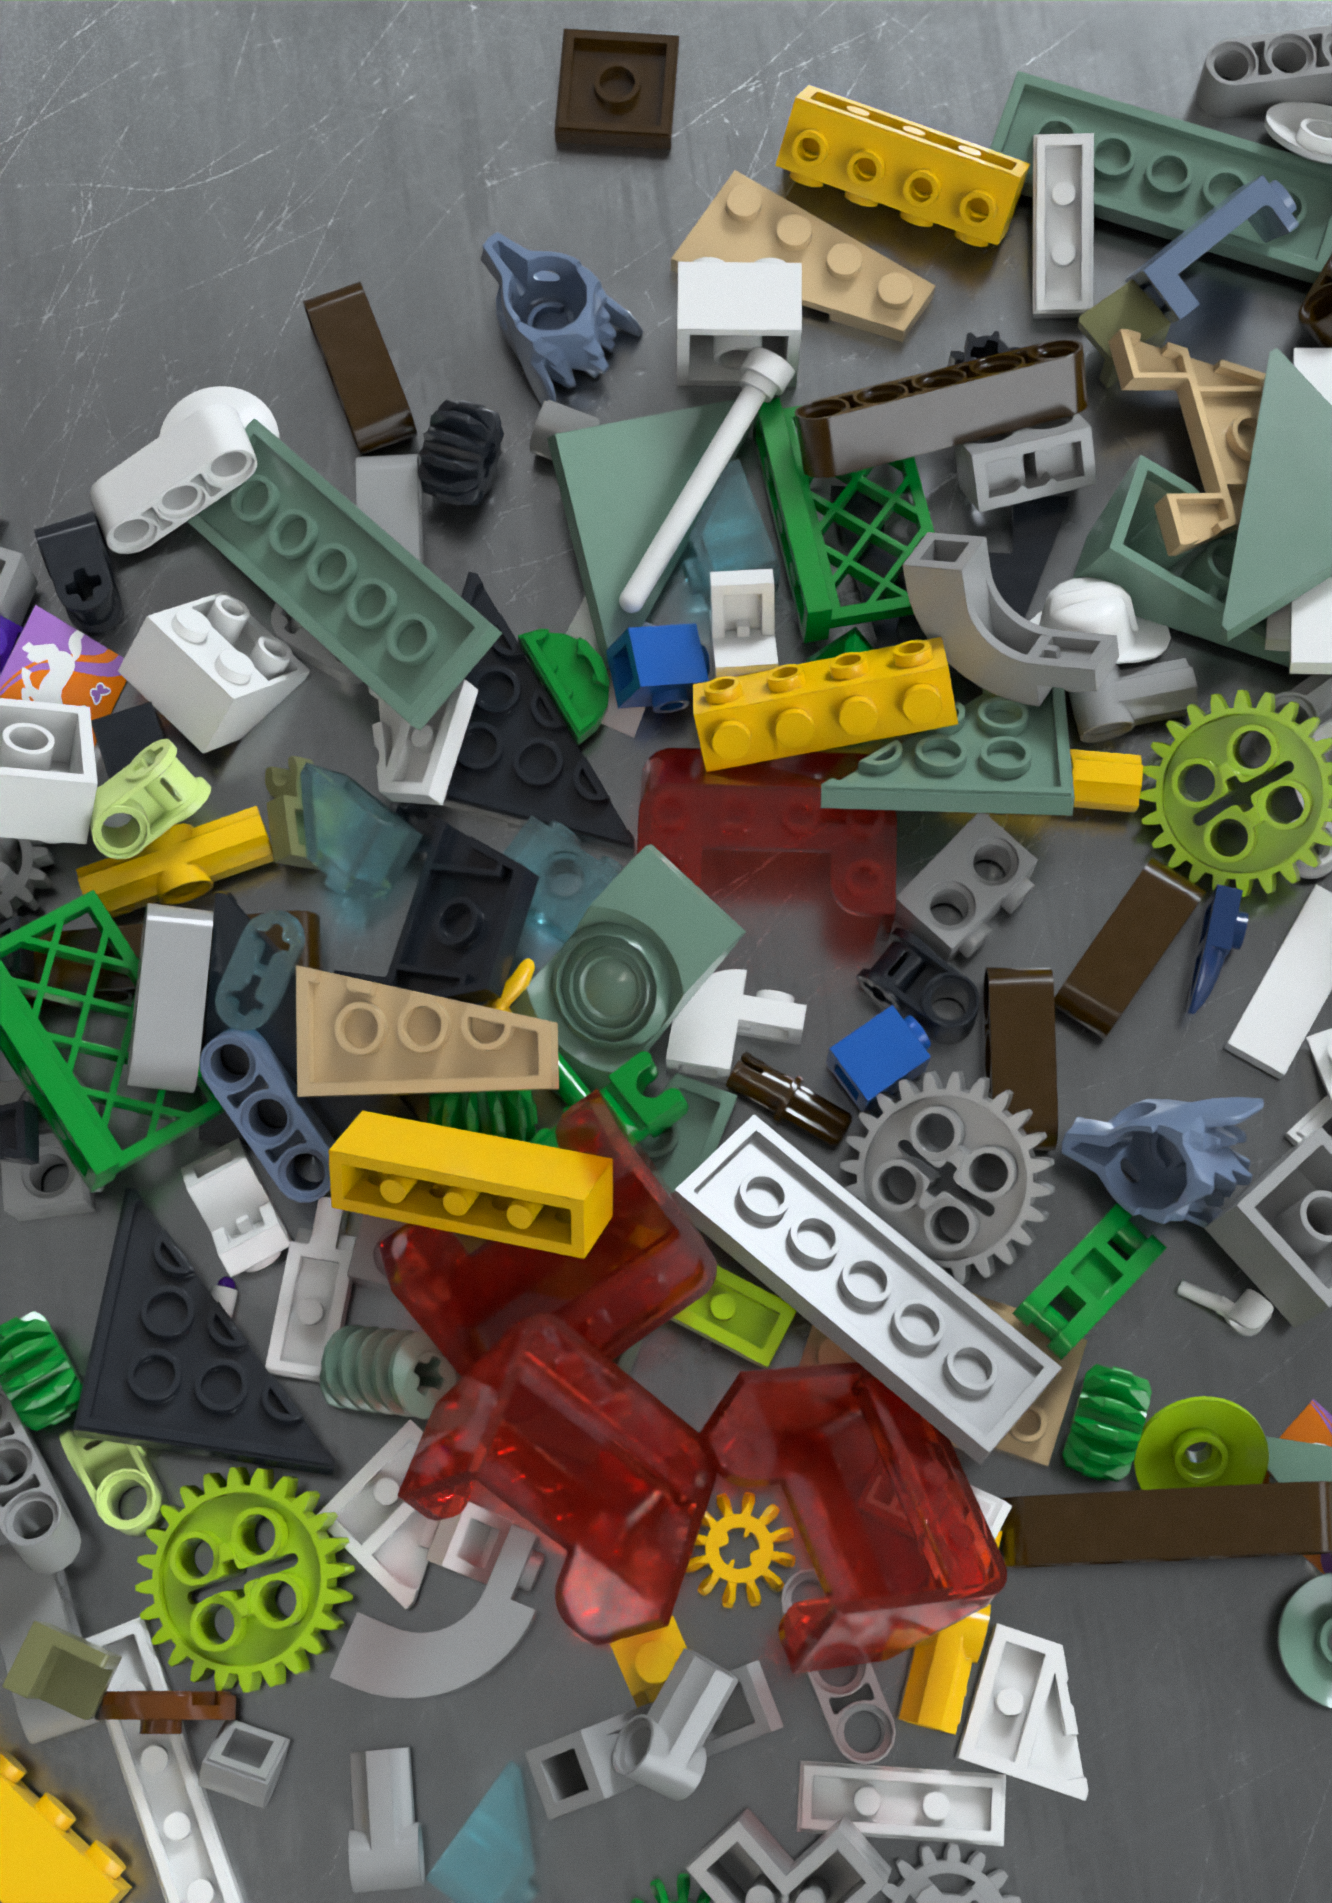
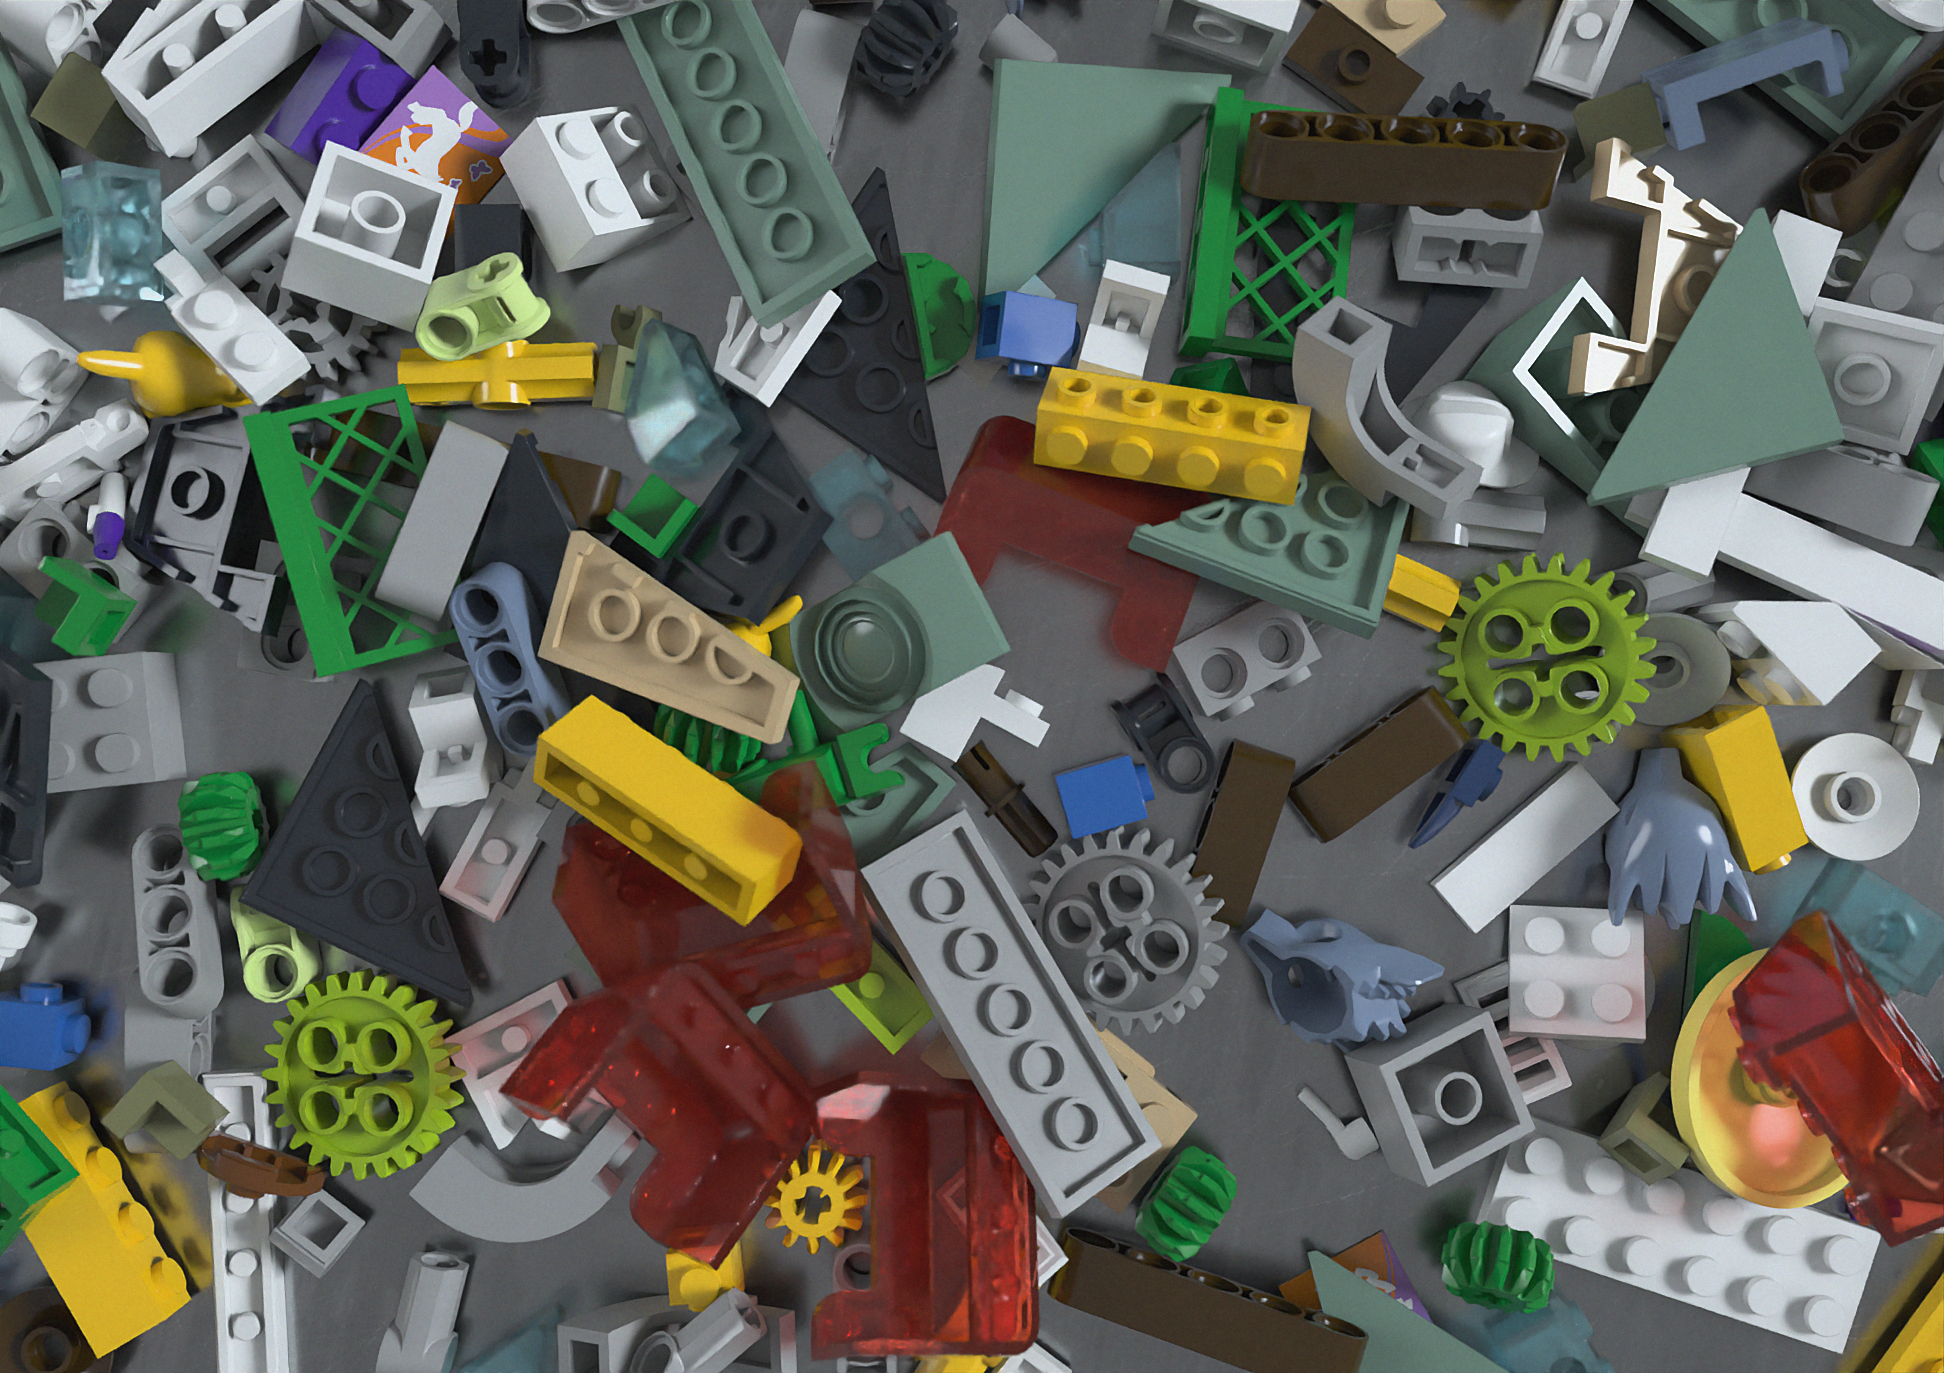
camera: 15 degrees right, 15 degrees up
(246, 963) = (526, 513): clear light blue beam -> none
(364, 943) = (655, 516): none -> green panel
(384, 1371) = (537, 943): sand green piece -> none
(763, 377) = (1233, 66): white piece -> none
(864, 352) = (1351, 66): none -> dark brown plate
(1089, 1280) = (1220, 1067): green plate -> none
(1233, 1453) = (1264, 1254): lime dish -> none

